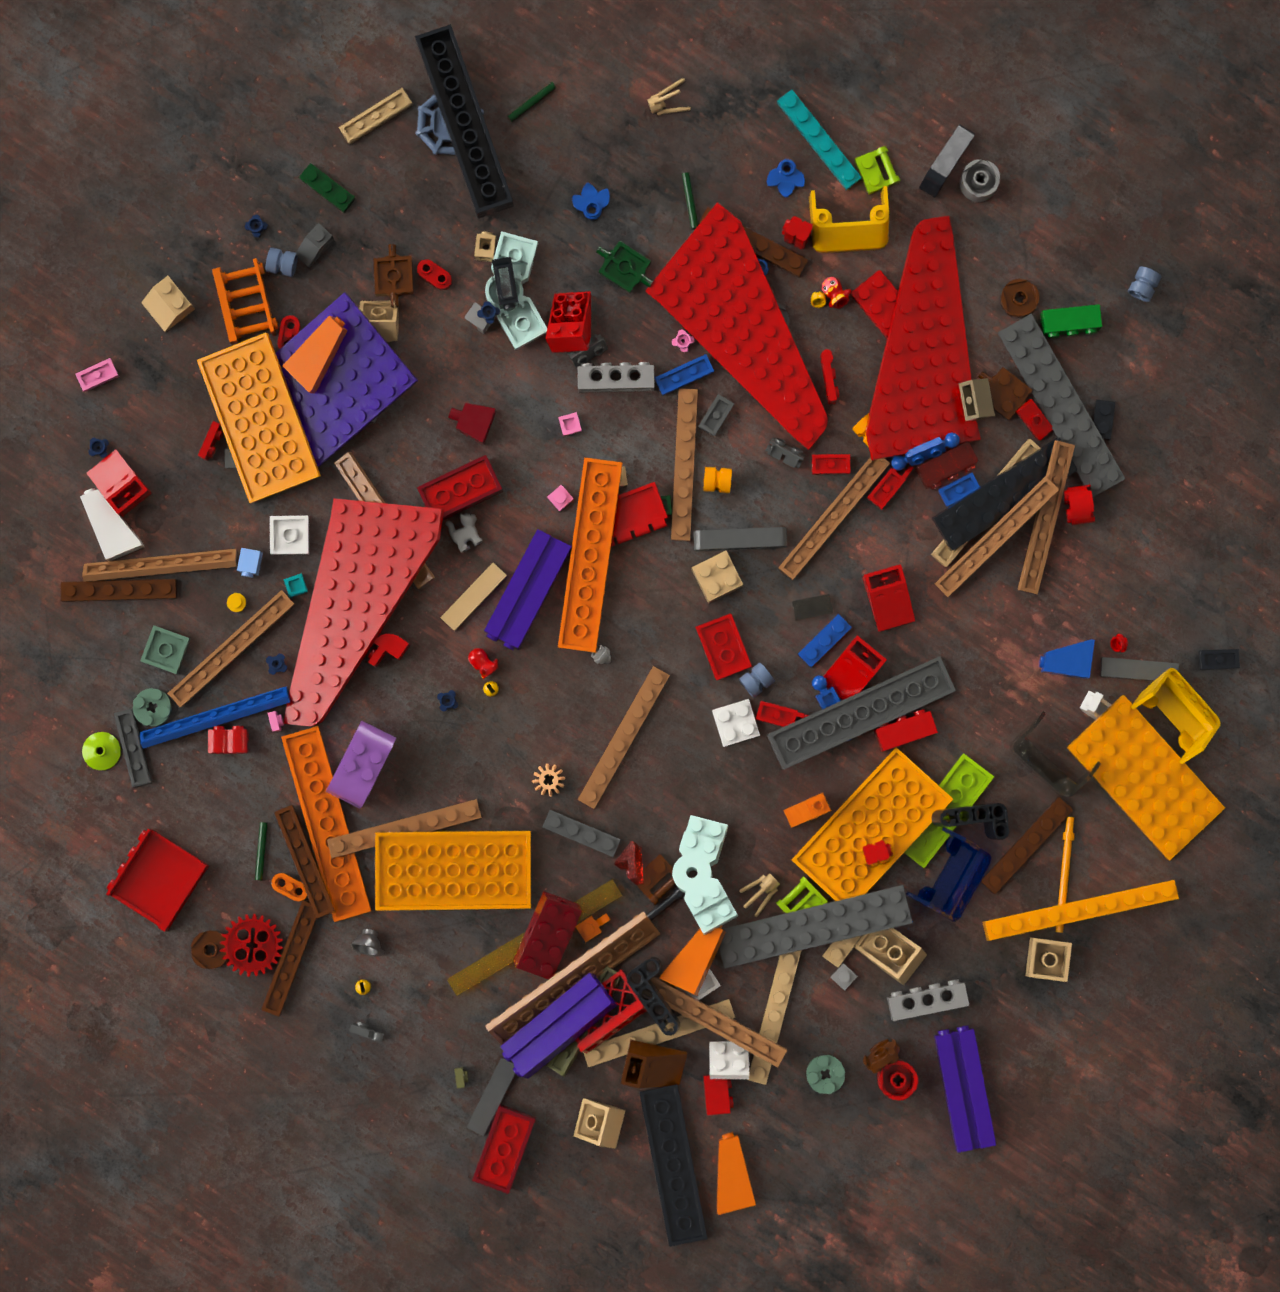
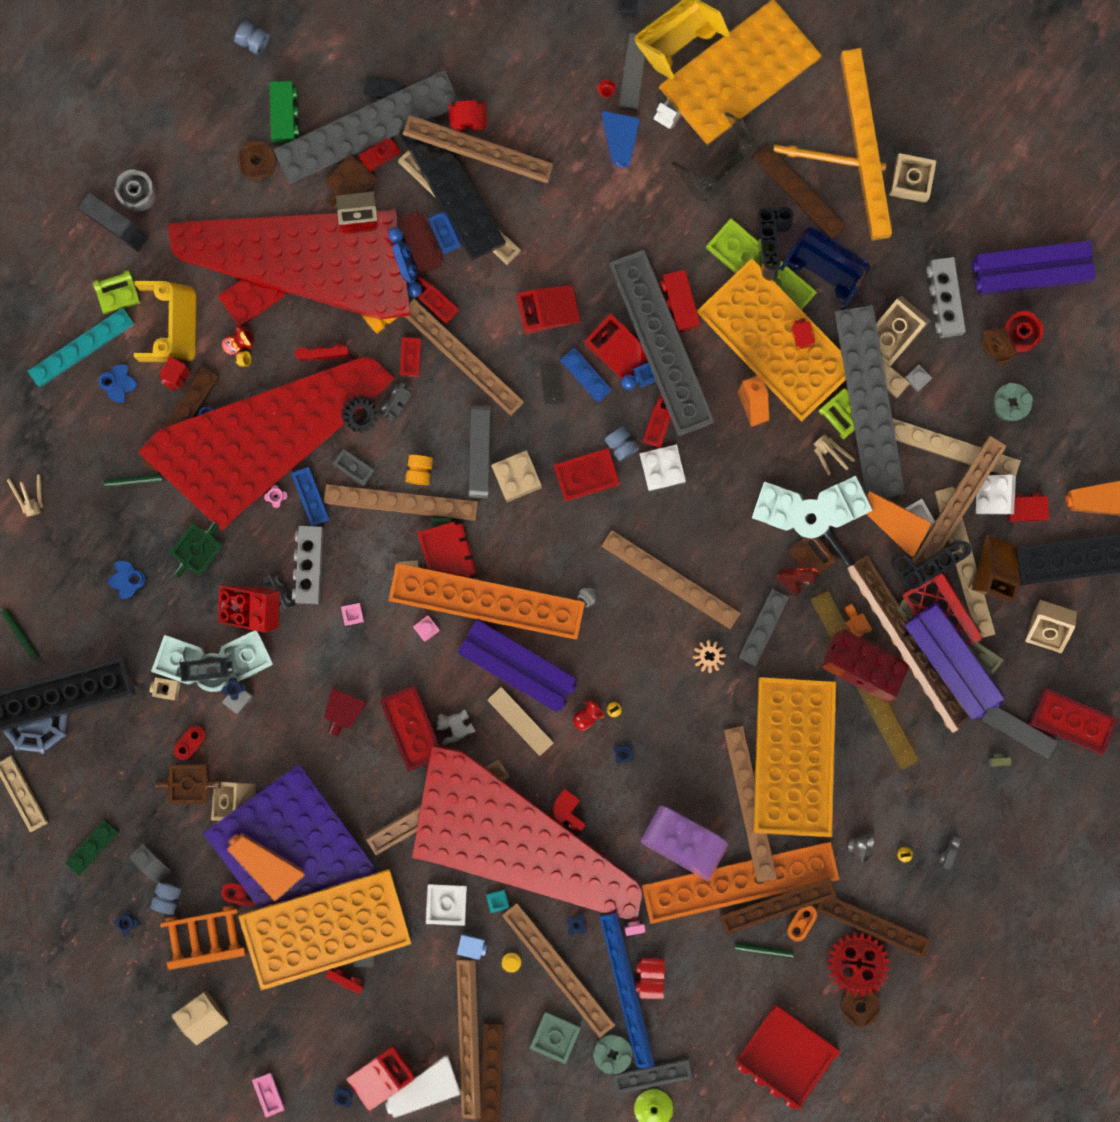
camera: 85 degrees left, 0 degrees up
(779, 413) = (359, 425): none -> black tyre
(997, 536) = (494, 197): medium nougat plate -> none

